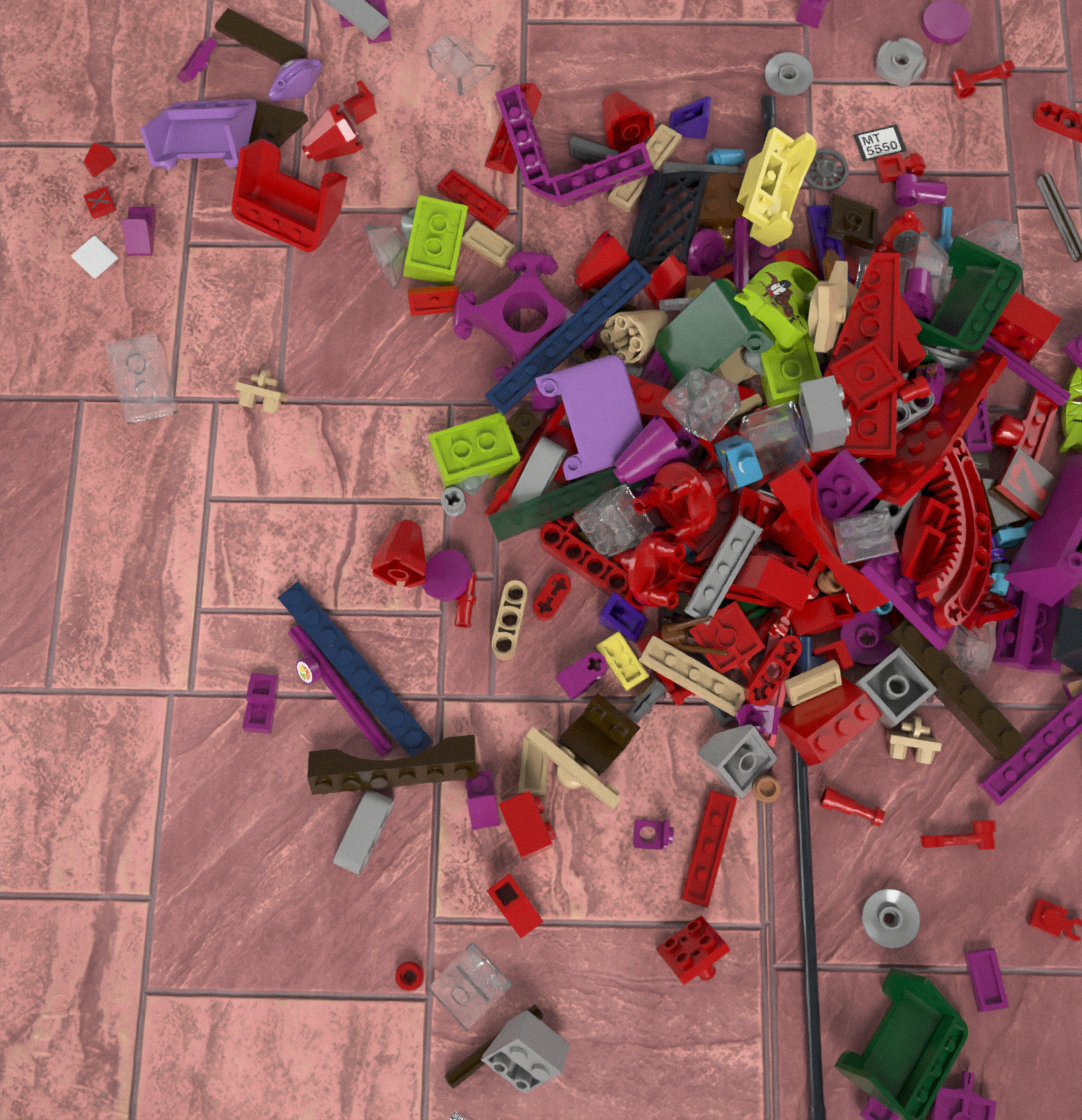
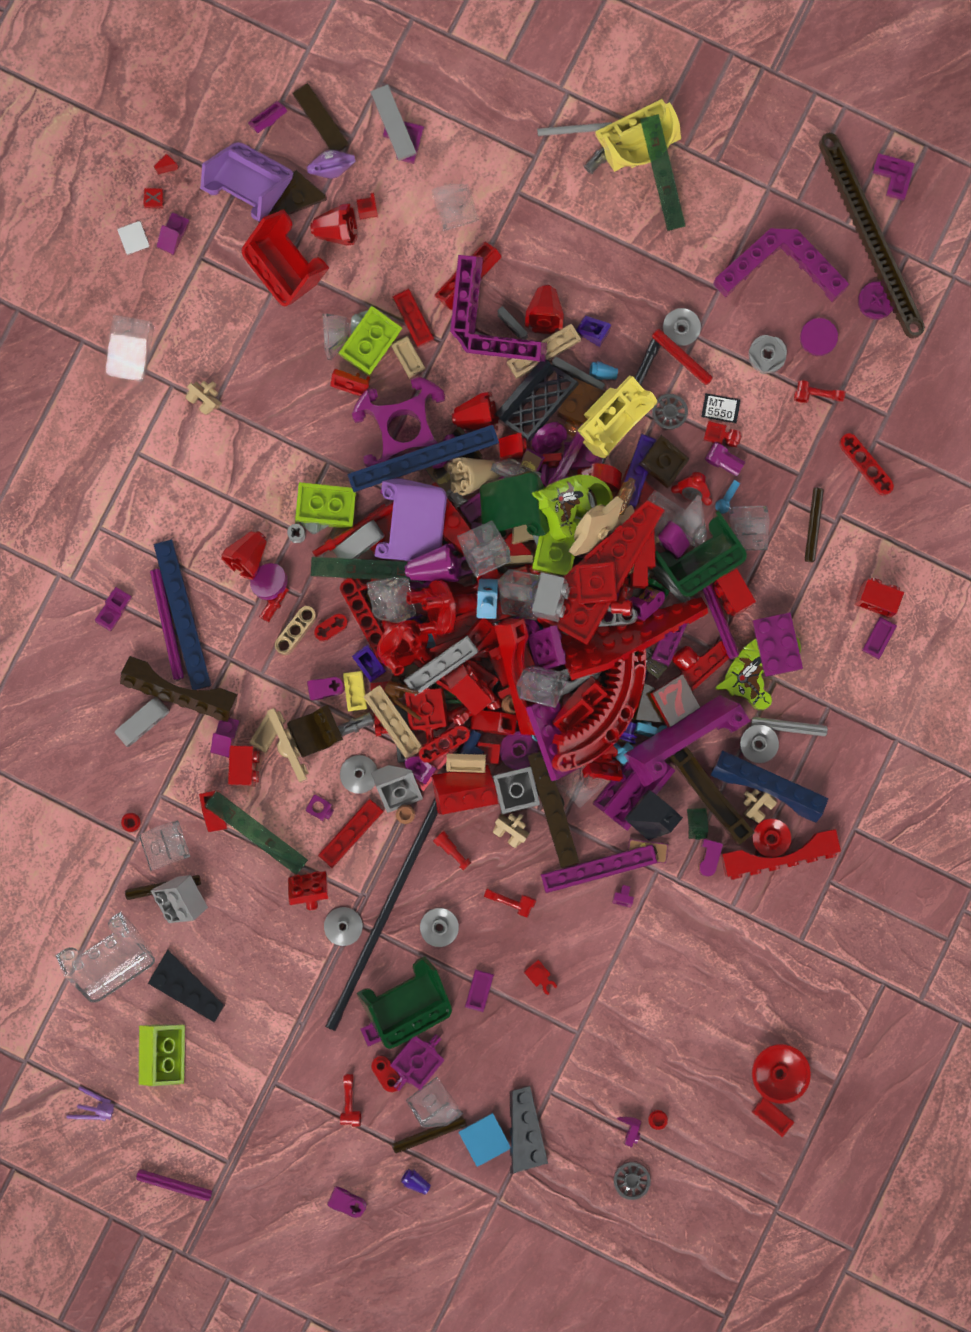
camera: 25 degrees right, 10 degrees up
(308, 670) = (152, 602): tile -> none
(523, 423) = (366, 502): dark brown bracket -> none
(586, 906) = (256, 832): none -> clear green tile
(669, 776) = (350, 781): none -> light grey dish
(746, 980) = (353, 926): none -> light grey dish
(807, 103) = (682, 357): none -> red axle

